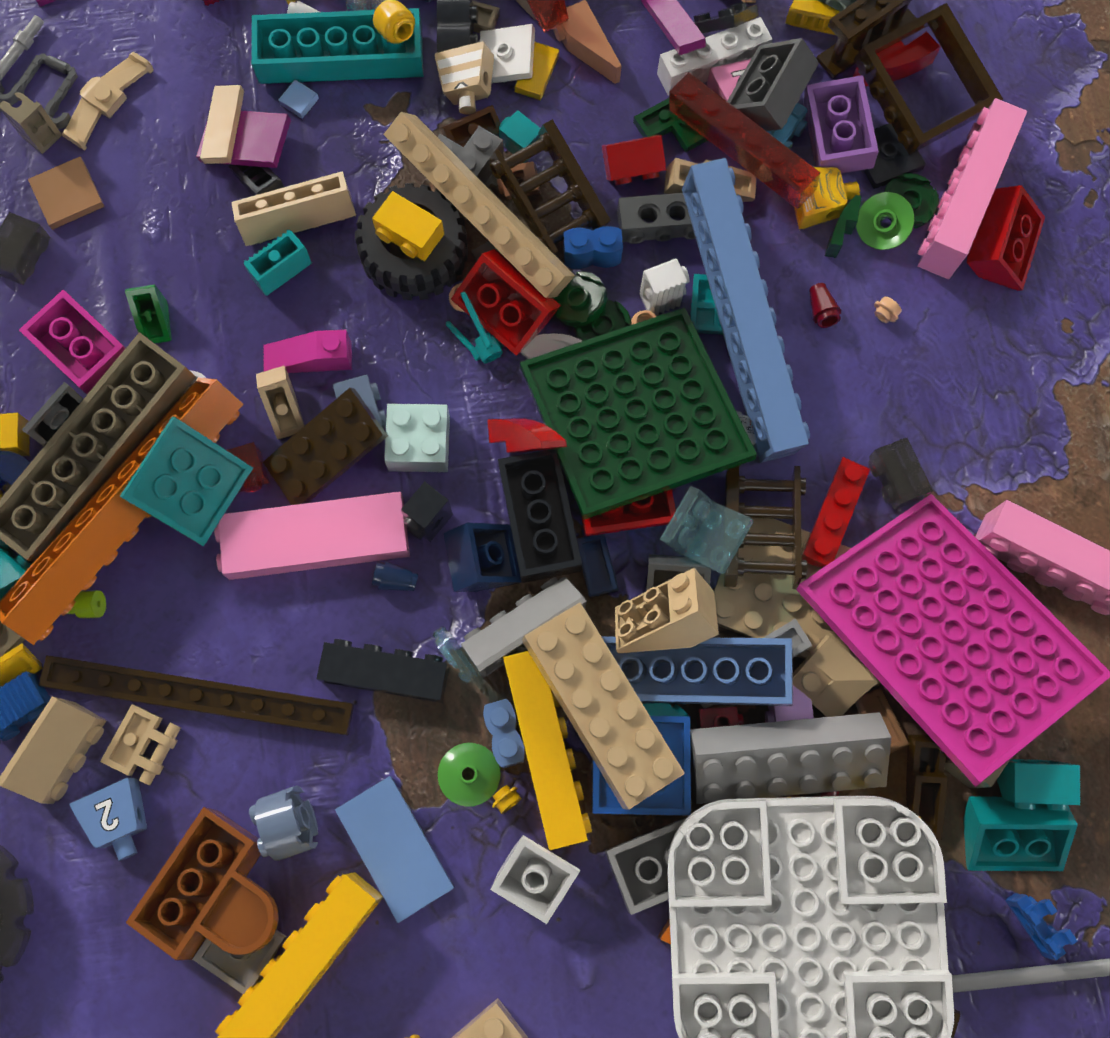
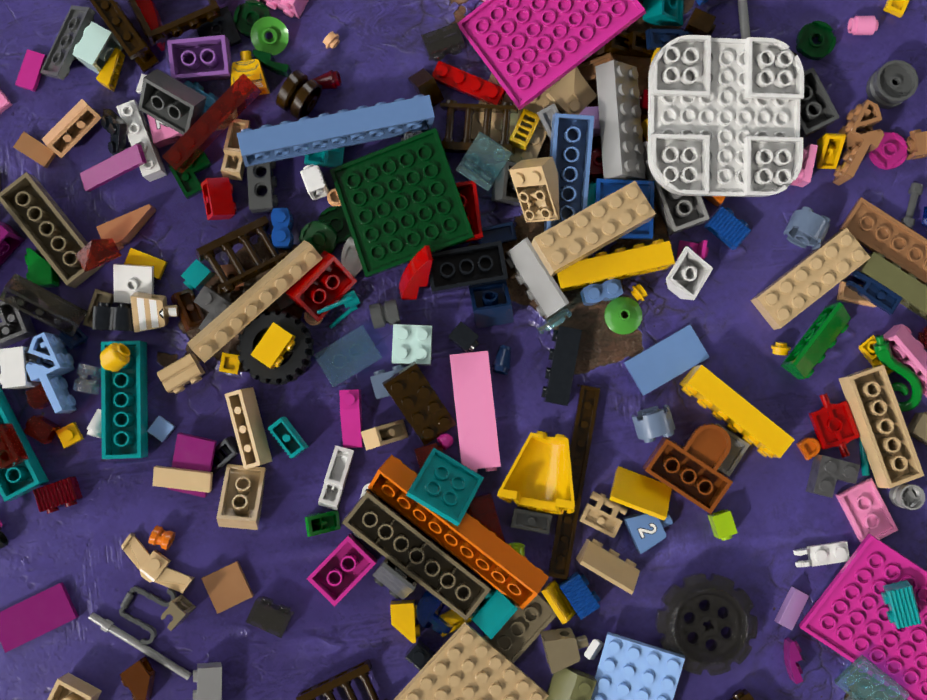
camera: 90 degrees left, 10 degrees up
(112, 949) = (722, 524): none -> lime brick
(137, 628) = (531, 520): none -> dark grey plate
(141, 102) = (161, 537): none -> orange wheel
(144, 558) = (484, 511): none -> clear red slope
(169, 802) = (640, 493): none -> yellow tile
(192, 204) = (241, 497): none -> tan slope
(207, 637) = (541, 476): none -> yellow cone
(217, 334) = (336, 478): none -> white slope
(268, 493) = (445, 440): none -> dark pink hinge
(373, 115) = (181, 373): none -> tan brick
(389, 178) = (230, 363): none -> yellow plate
(402, 348) = (348, 356): none -> clear light blue tile
(464, 392) = (384, 314): none -> dark grey wheel
(579, 903) = (699, 248): none -> dark pink bracket
(620, 953) = (728, 227): none -> blue brick
(762, 587) = (518, 142): none -> yellow slope
(796, 260) = (299, 94): none -> dark brown wheel
(823, 451) = (425, 84): none -> dark brown slope
(941, 821) = (660, 37): none -> dark blue hinge
(972, 899) = (701, 23): none -> dark brown brick

